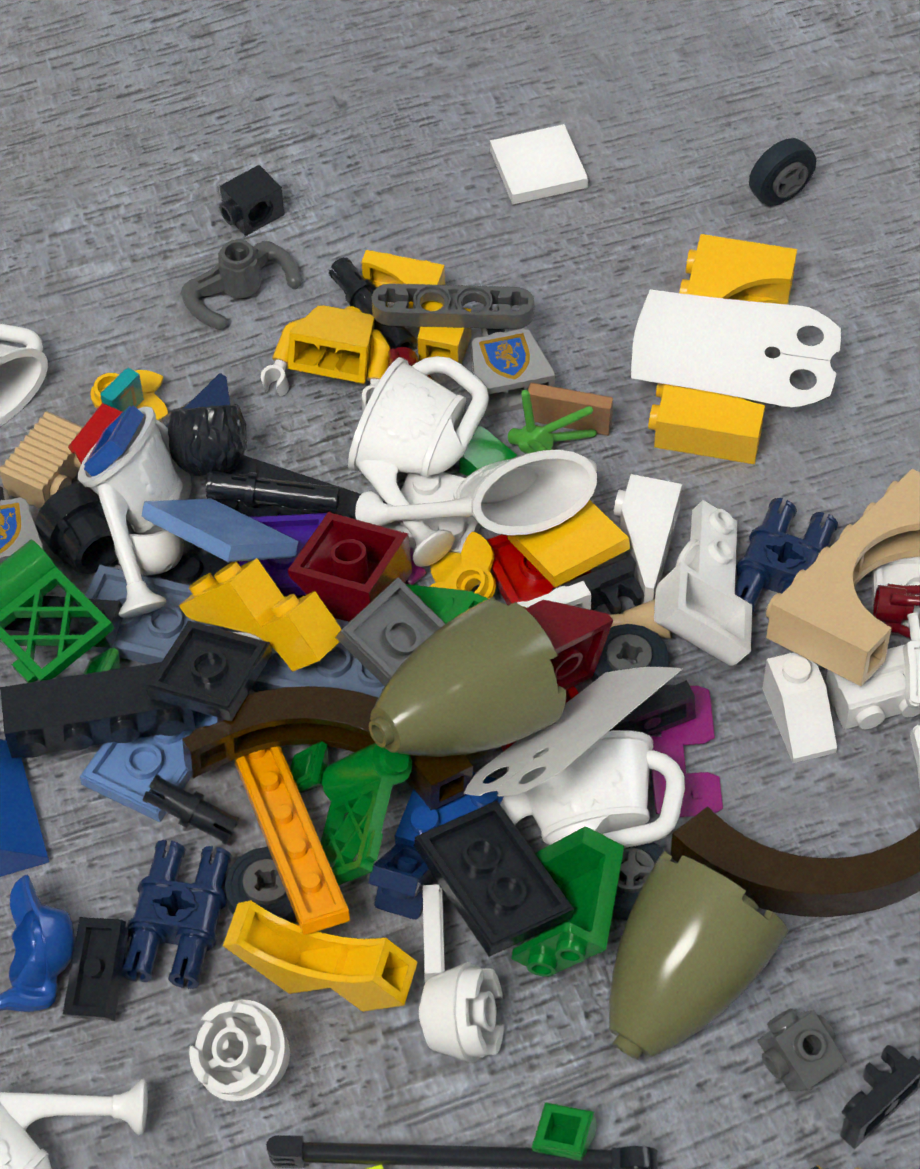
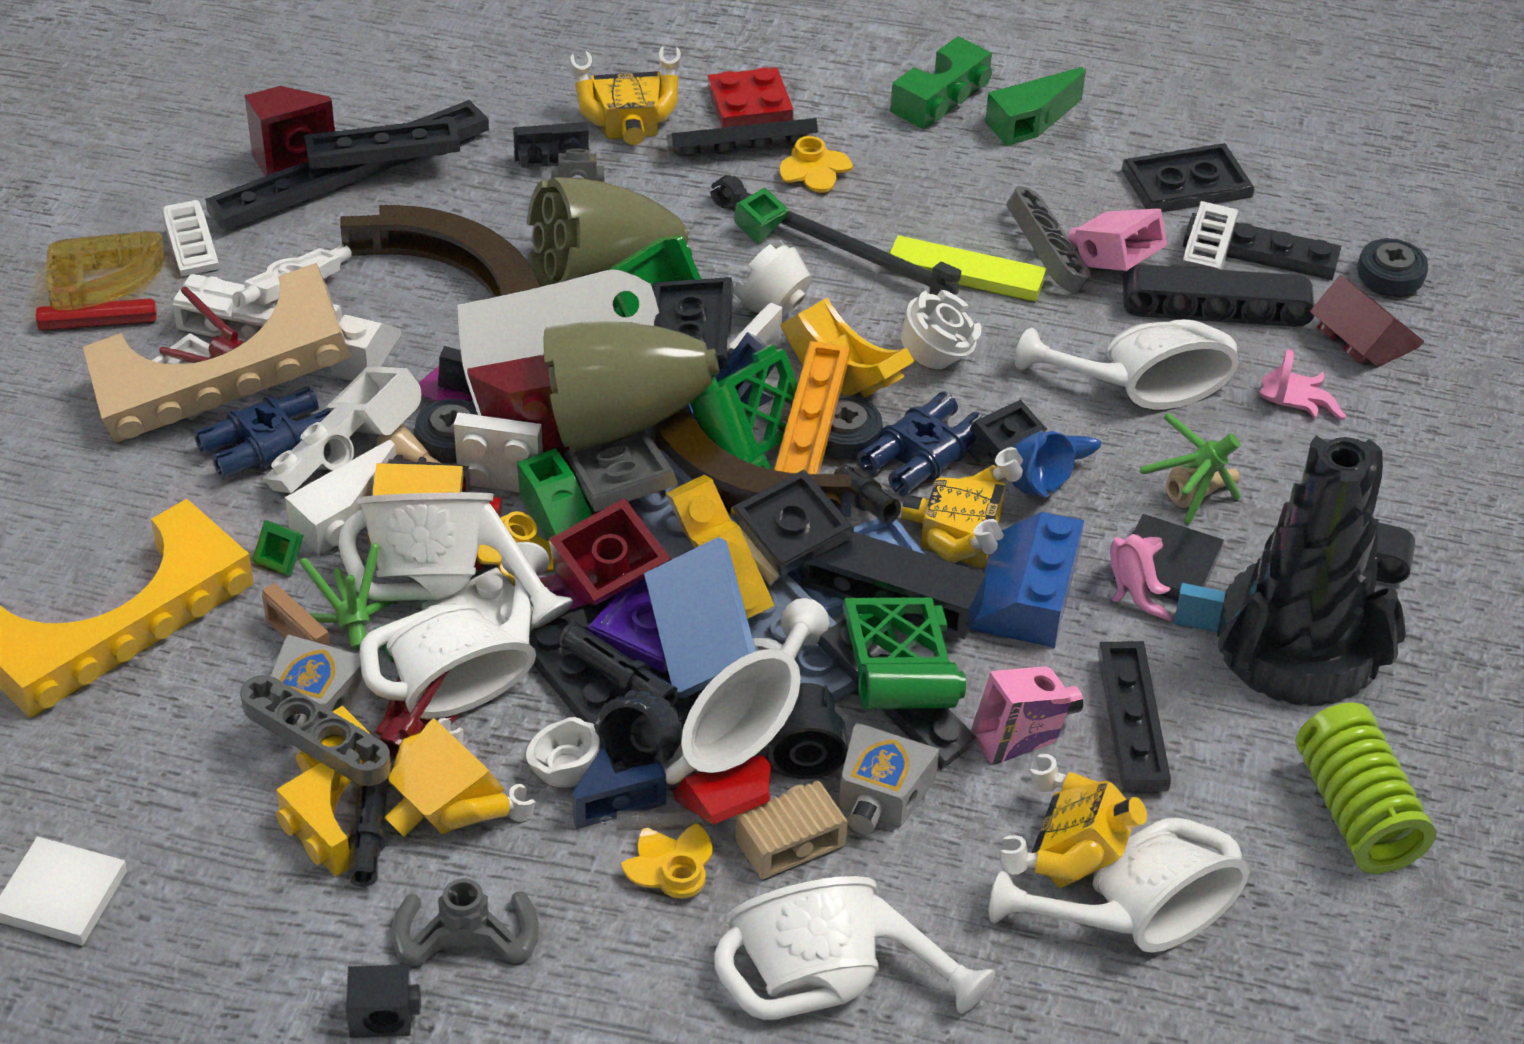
camera: 150 degrees left, 10 degrees down
(79, 832) = (965, 512): none -> yellow torso
(113, 441) = (743, 702): blue tile -> none
(123, 391) = (682, 831): teal tile -> none
(264, 431) = (567, 762): none -> white helmet
(658, 469) = (277, 548): none -> green slope
(723, 343) = (132, 593): white piece -> none

